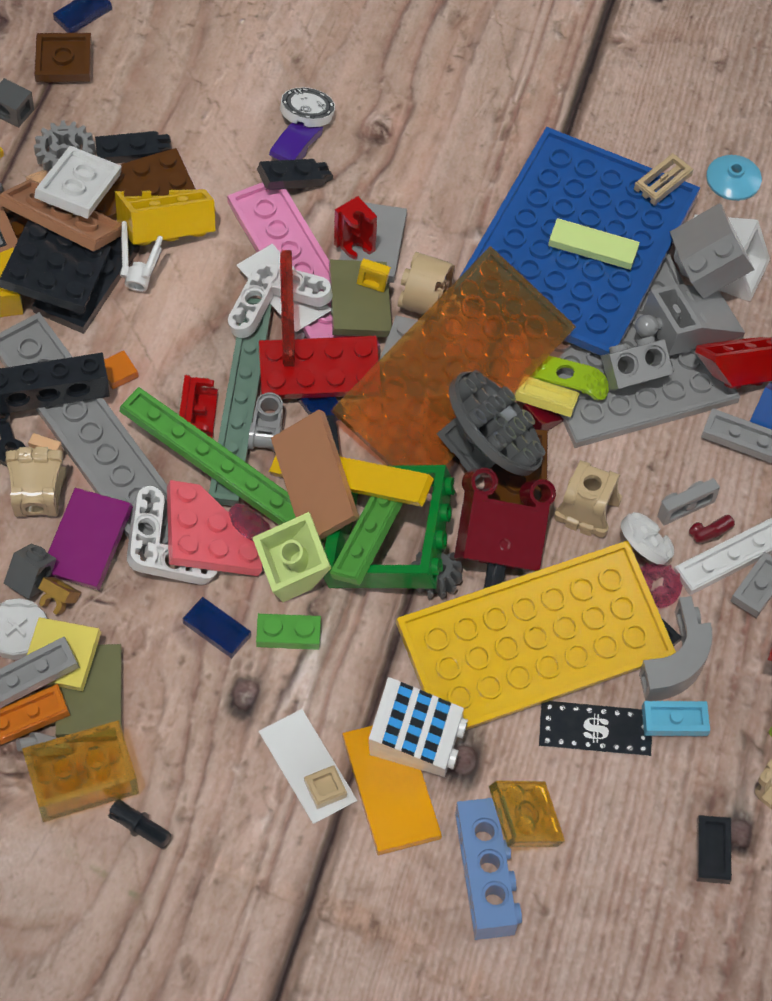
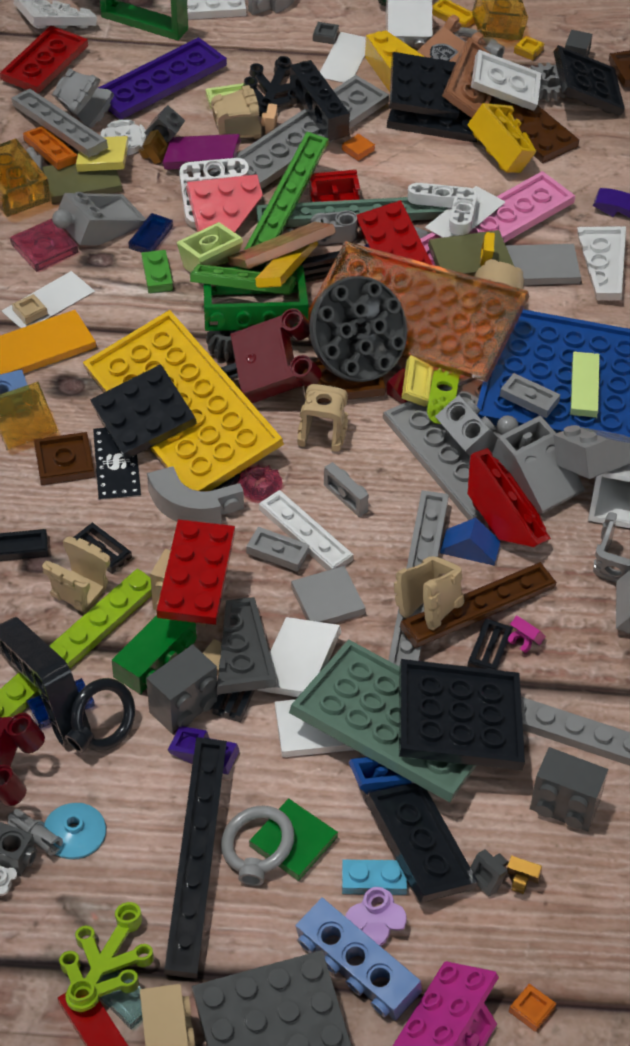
camera: 80 degrees right, 10 degrees down
(87, 107) = (588, 81): none -> black plate
(131, 146) = (570, 117): black hinge -> none
(139, 273) = (444, 136): white plant -> none
(179, 680) = (96, 217): none -> light grey slope
(206, 755) = (43, 245): none -> clear pink plate
(247, 521) = (236, 218): clear pink gear -> none
(287, 308) = (428, 199): clear red tile -> none
(293, 173) = (581, 202): black hinge -> none
(355, 226) = (533, 232): red hinge -> none
(384, 179) = (605, 259): none -> white wing
(416, 729) = (74, 328): slope -> none
(547, 679) = (143, 411): none -> black plate
(586, 782) = (64, 458): none -> reddish brown tile
(606, 294) = (530, 395): none -> light grey plate
(645, 539) = (295, 459): white tile -> none
(675, 718) = (131, 503): medium azure plate -> none
(709, 776) = (115, 560): none -> black tile
(715, 529) = (321, 509): dark red arm -> none

